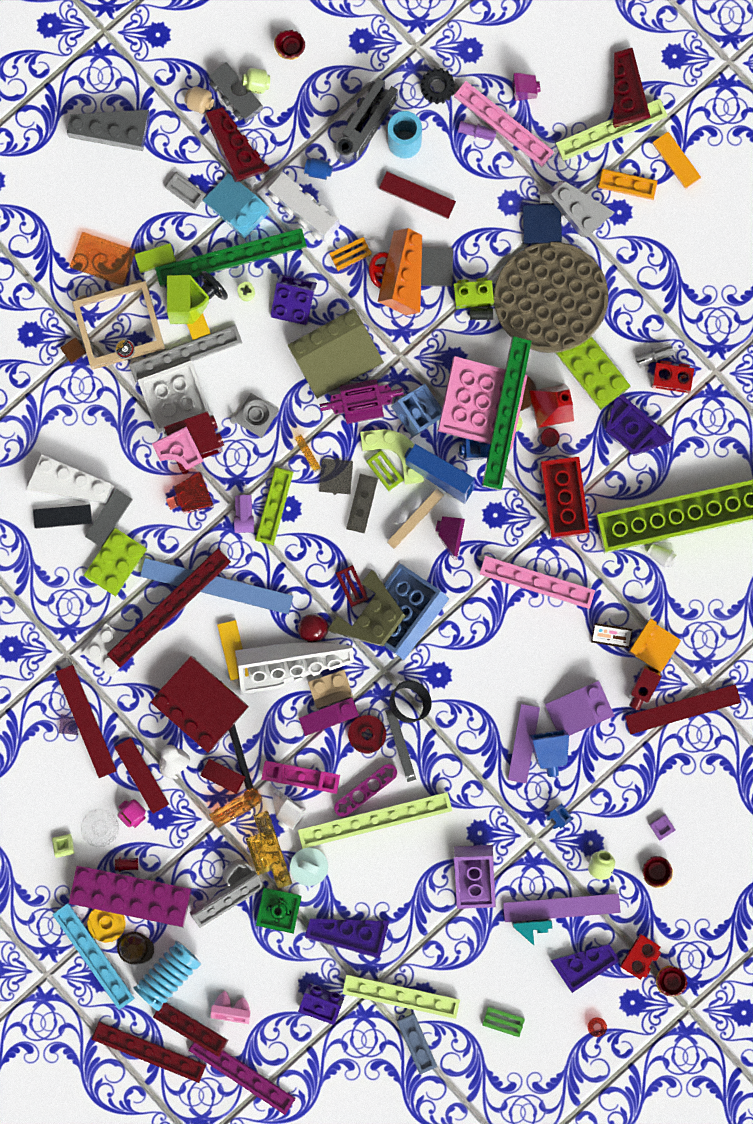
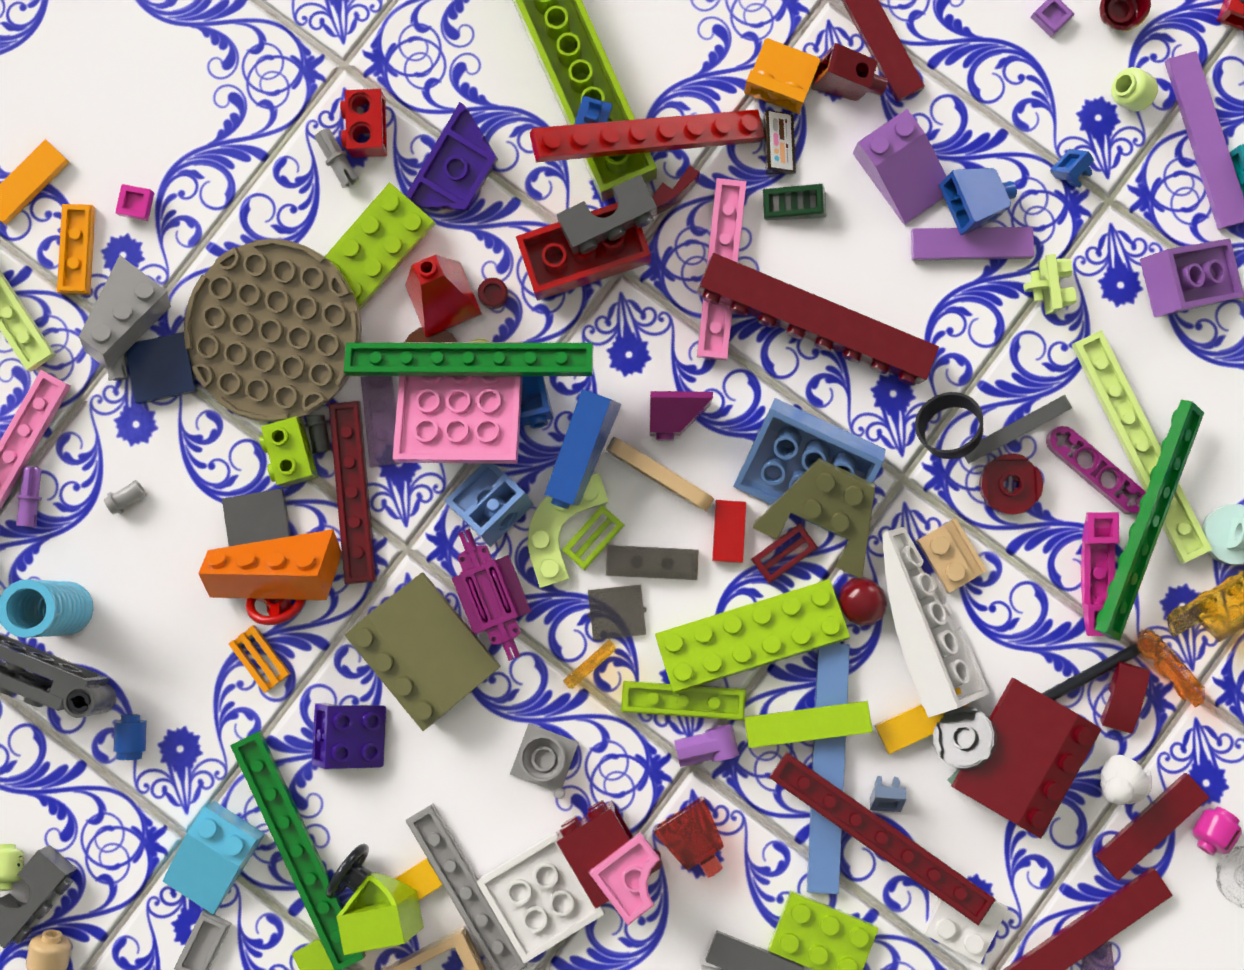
camera: 100 degrees left, 0 degrees up
(191, 617) = (887, 798): none -> sand blue tile
(218, 669) = (965, 738): none -> tile
(238, 154) = (124, 875): dark red wing -> none
(243, 286) = (341, 821): yellowish green bush -> none
(245, 578) = (808, 724): none -> lime tile
(286, 810) = (1176, 579): white wedge -> none
(303, 207) = (196, 748): white wedge -> none
(305, 555) = (752, 636): none -> lime plate
(328, 717) = (996, 547): magenta slope -> none
(328, 810) = (1149, 521): none -> green plate
(372, 554) = (729, 531): none -> red tile
(417, 195) = (147, 571): dark red tile -> none
(441, 328) = (352, 492): none -> dark red tile
(465, 189) = (124, 497): none -> light grey pin
(478, 787) = (1046, 284): none -> yellowish green hips
(482, 353) = (379, 419): none -> clear purple tile
(492, 634) = (817, 319): none -> dark red brick
(571, 653) = (794, 192): none -> dark green slope
(581, 531) = (586, 230): none -> dark grey arch
(589, 555) = (667, 197): none -> dark red slope
(626, 550) = (646, 135): none -> red plate
(645, 518) = (593, 111): none -> blue tile
(649, 225) = (134, 202): none -> dark pink plate
(663, 556) = (643, 87): white cone -> none

